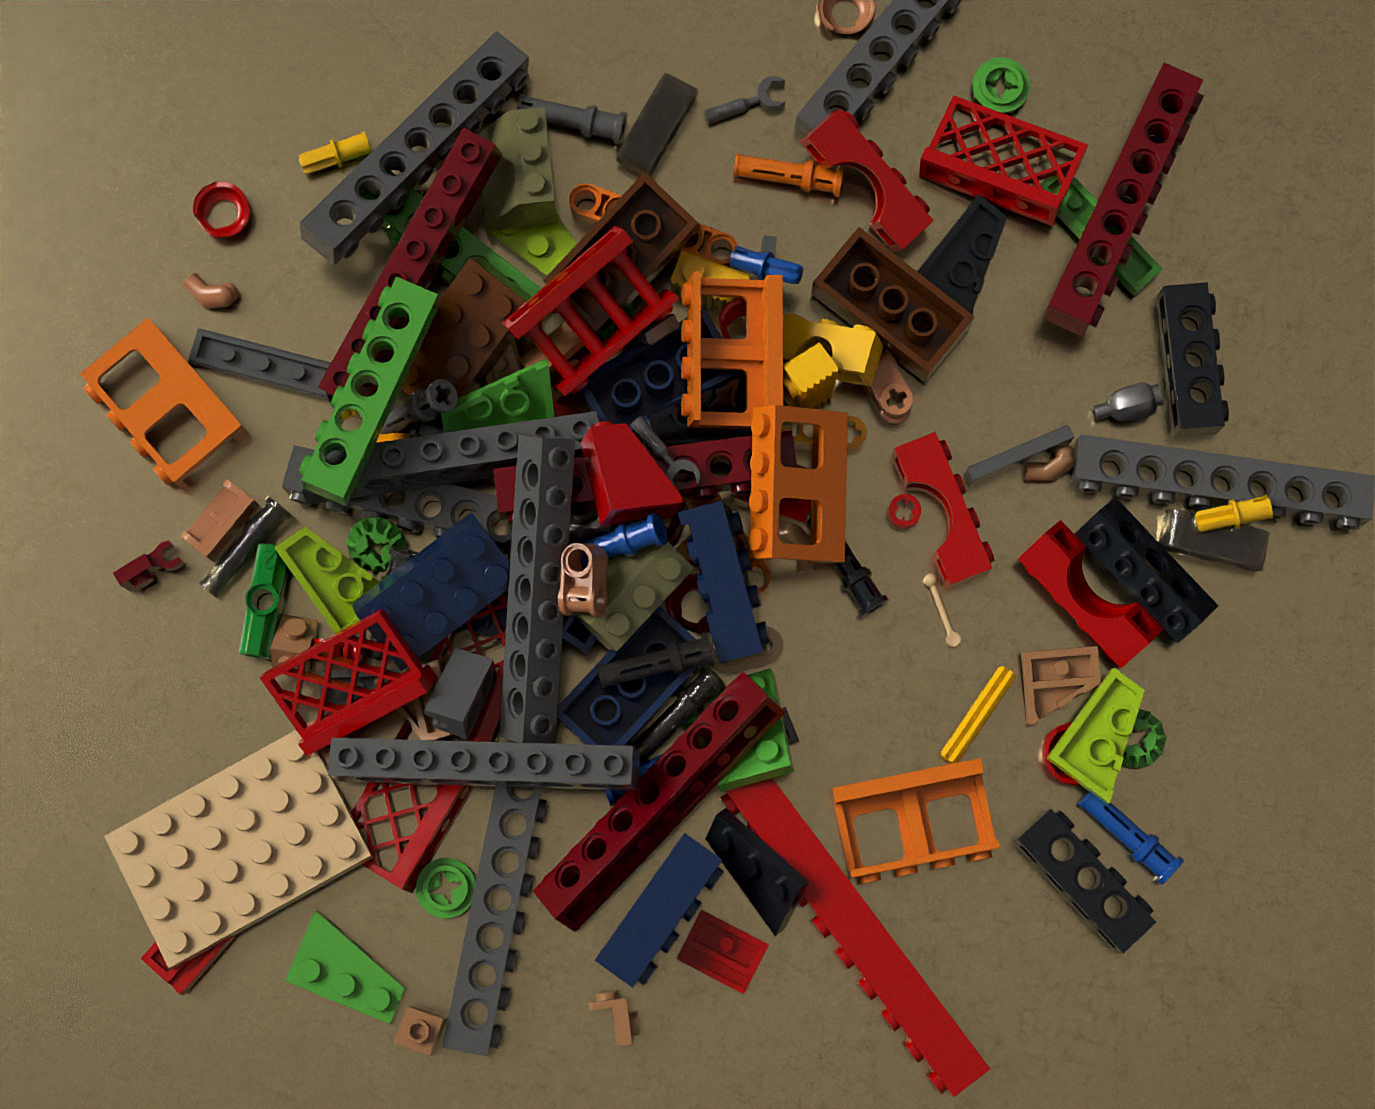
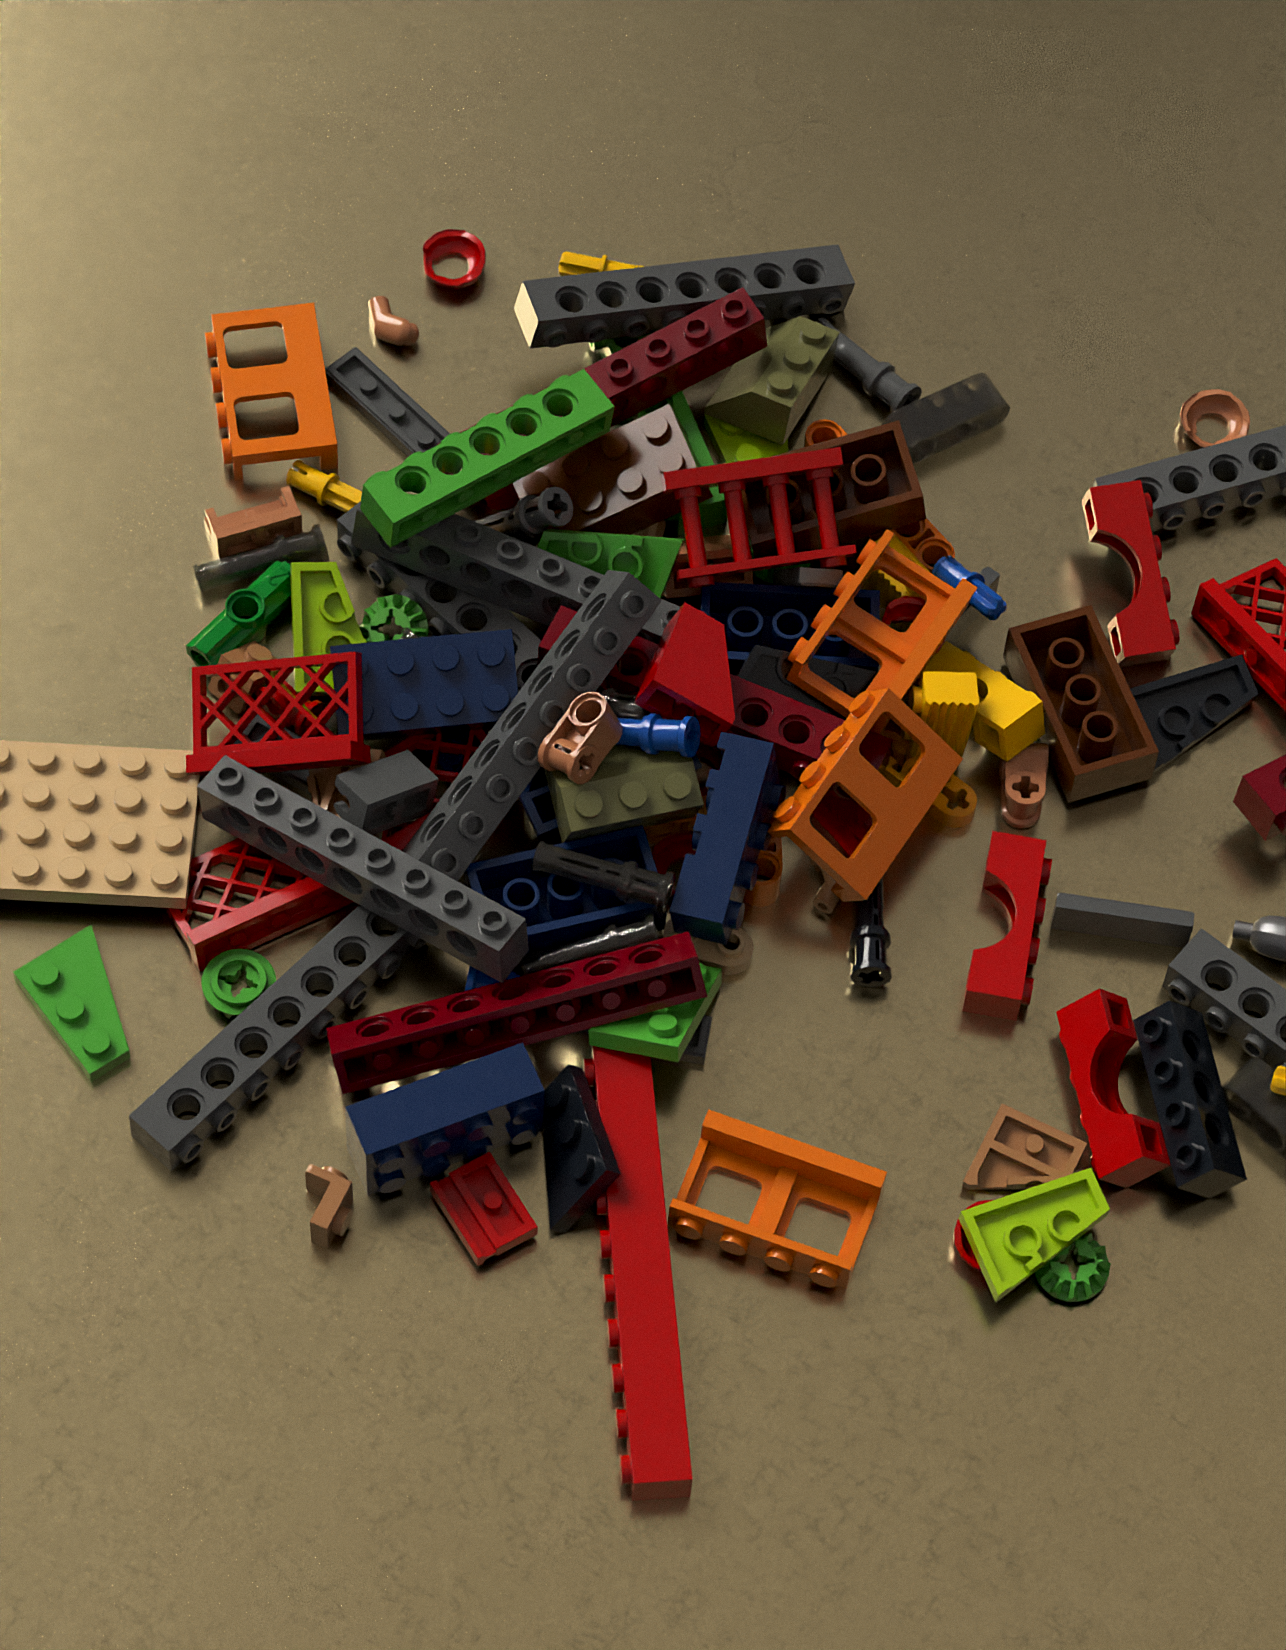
camera: 25 degrees right, 20 degrees down
(139, 571) = (146, 522): dark red plate -> none
(254, 459) = (324, 487): none -> yellow axle
(420, 1030) = (115, 1093): medium nougat brick -> none
(660, 450) = (747, 702): dark grey piece -> none
(741, 104) = (1046, 450): dark grey piece -> none
(807, 175) = (1074, 541): orange pin -> none
(893, 508) = (966, 894): red bush -> none
(952, 638) = (936, 1057): tan hinge -> none
(978, 715) = (919, 1140): yellow axle -> none
(1054, 468) = (1154, 955): medium nougat arm -> none
(1135, 914) = (927, 1437): black brick -> none
(1144, 847) = (1009, 1372): blue pin -> none

